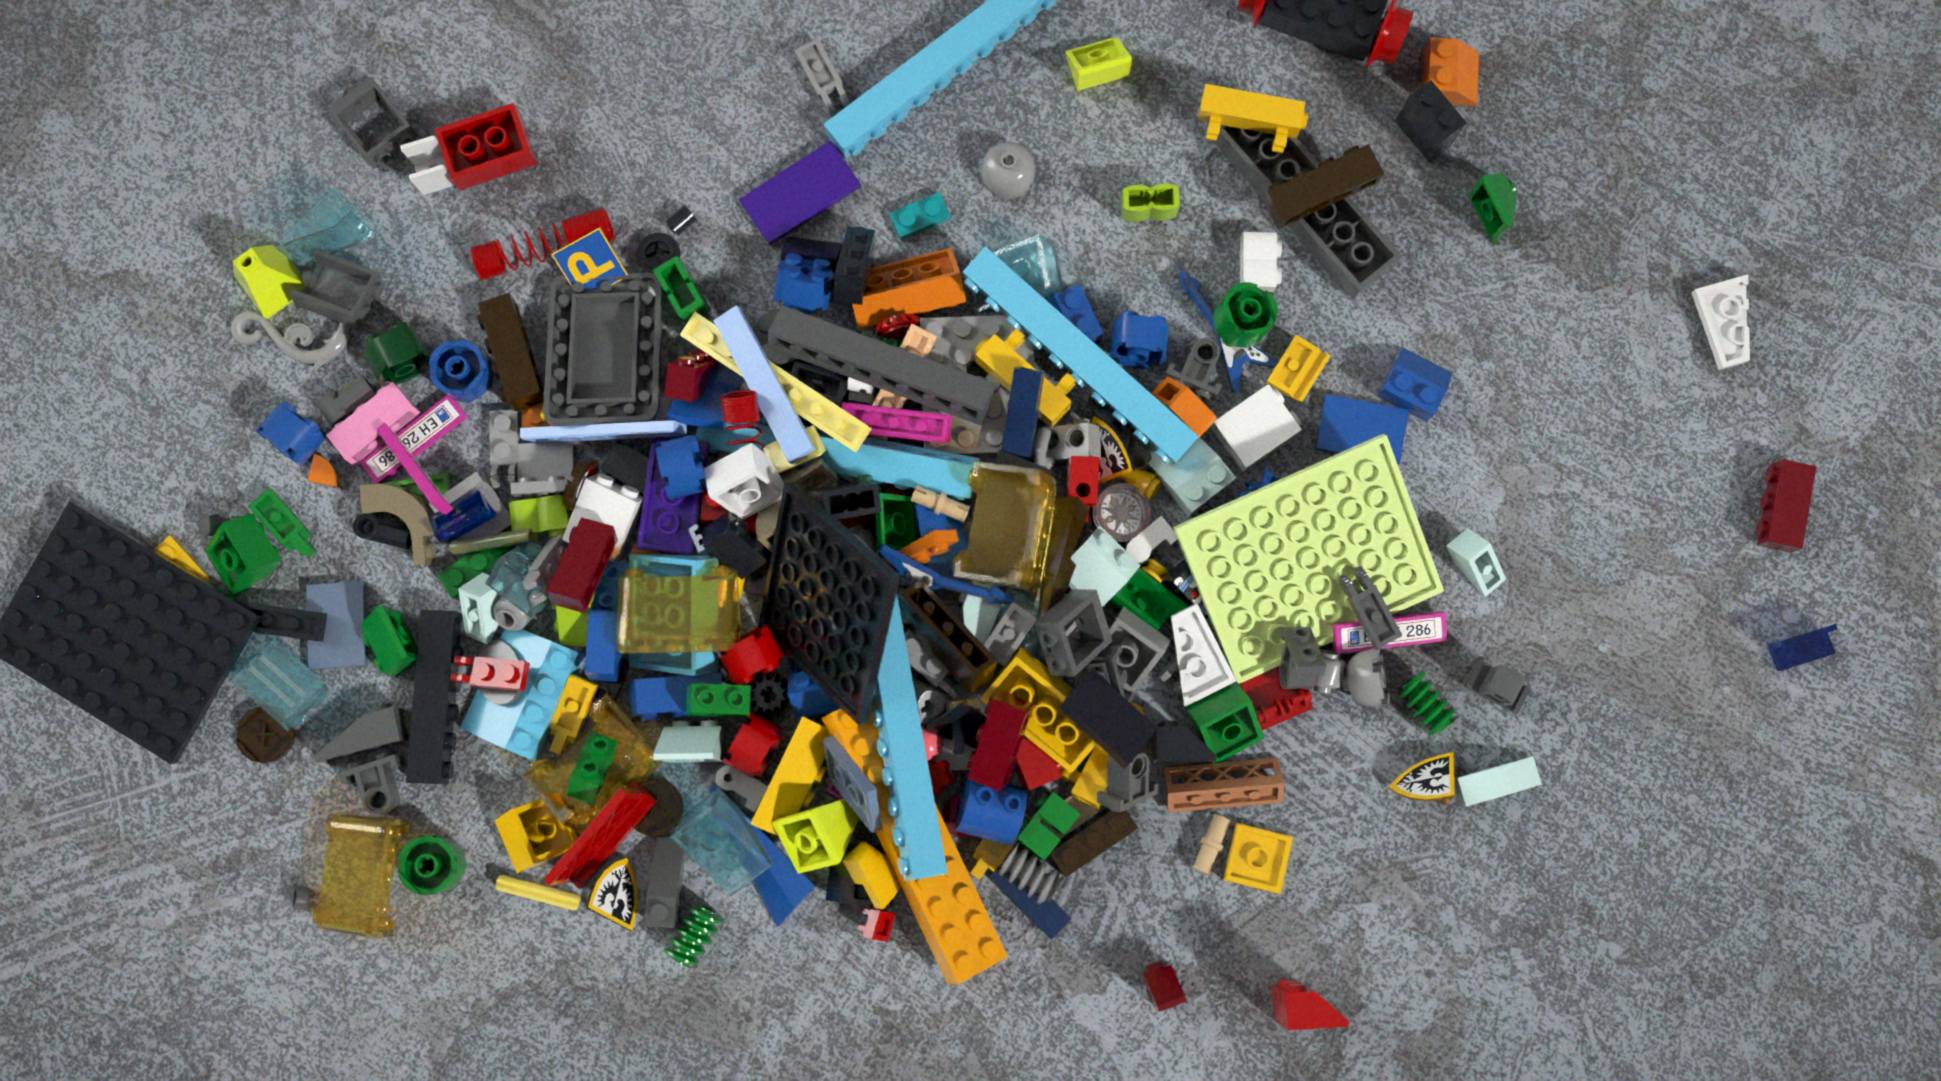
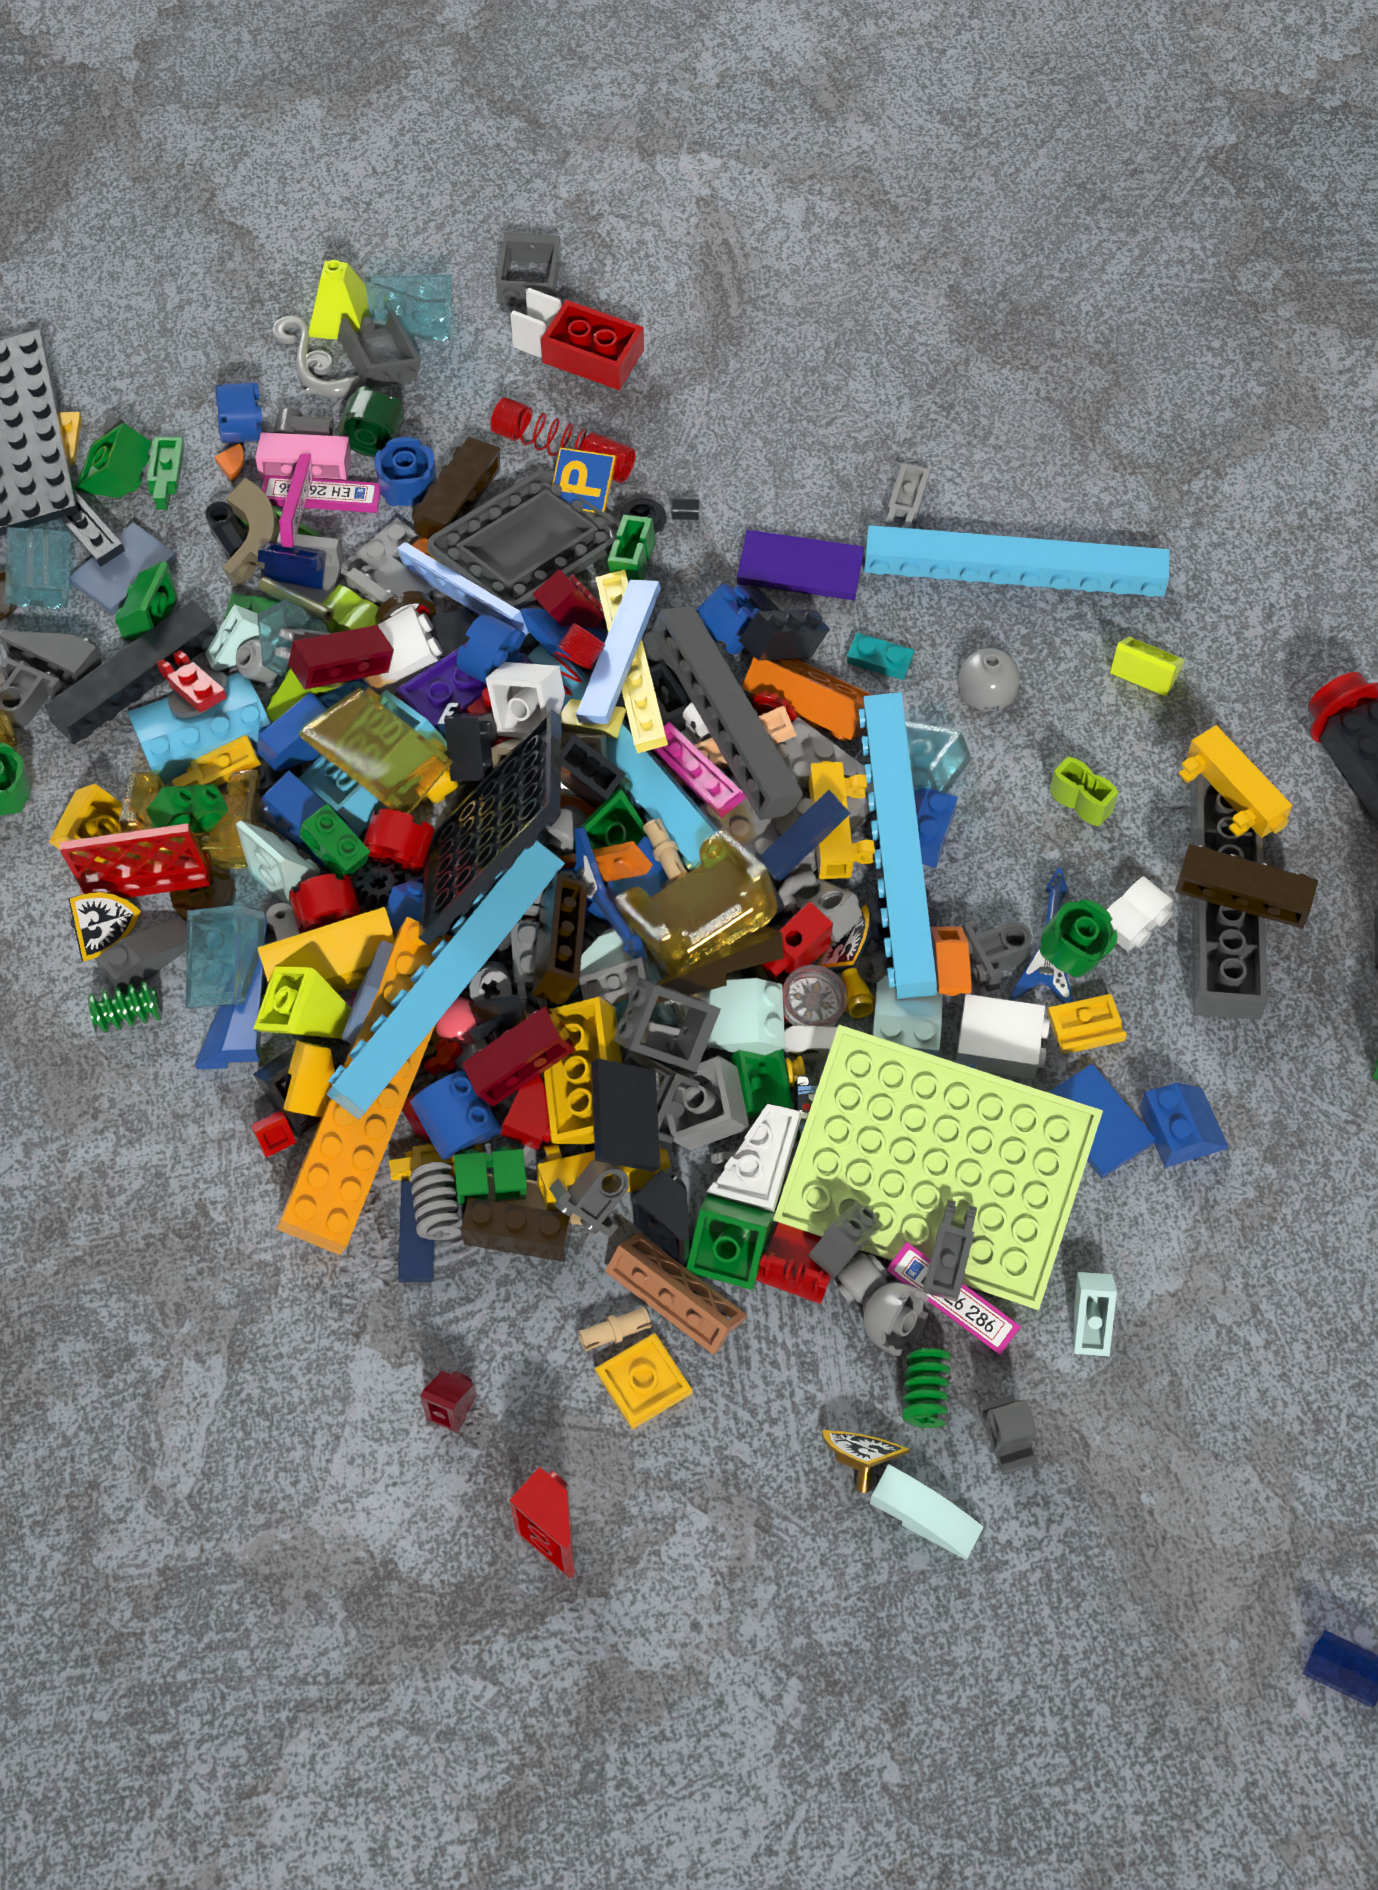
camera: 40 degrees right, 20 degrees down
(538, 892) = (47, 873): light yellow axle -> none
(1139, 340) = (966, 882): blue brick -> none

